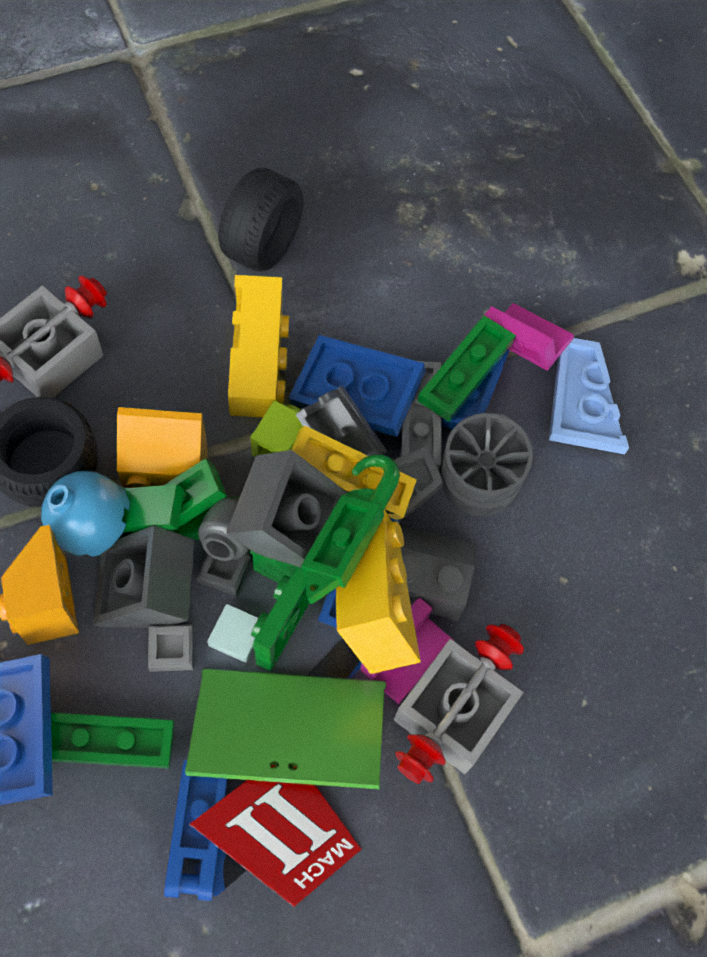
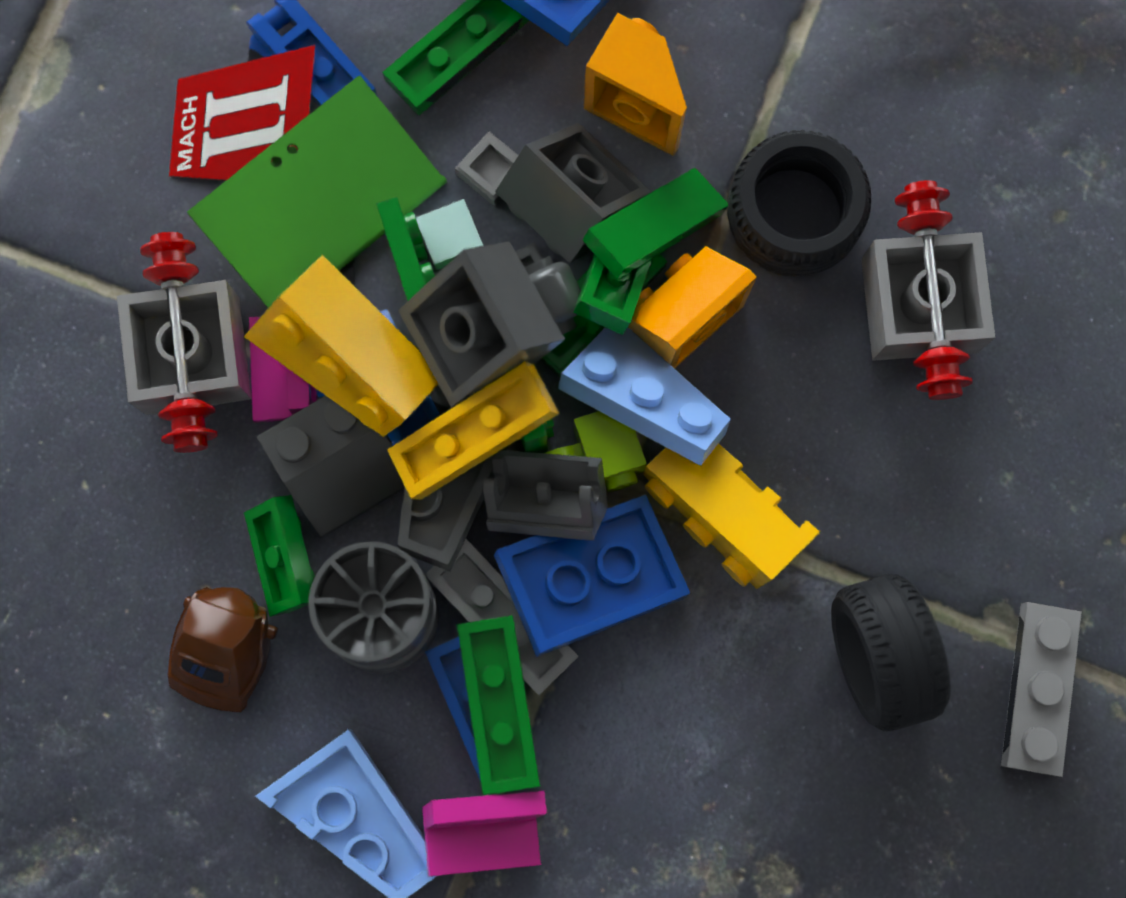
camera: 140 degrees right, 15 degrees up
(85, 512) = (684, 180): dark azure cylinder -> none
(208, 170) = (1041, 689): none -> light grey plate
(235, 423) = (645, 393): none -> light blue wing
(349, 530) = (405, 358): green plate -> none
(507, 548) = (280, 554): none -> green plate
(582, 536) = (220, 648): none -> reddish brown helmet

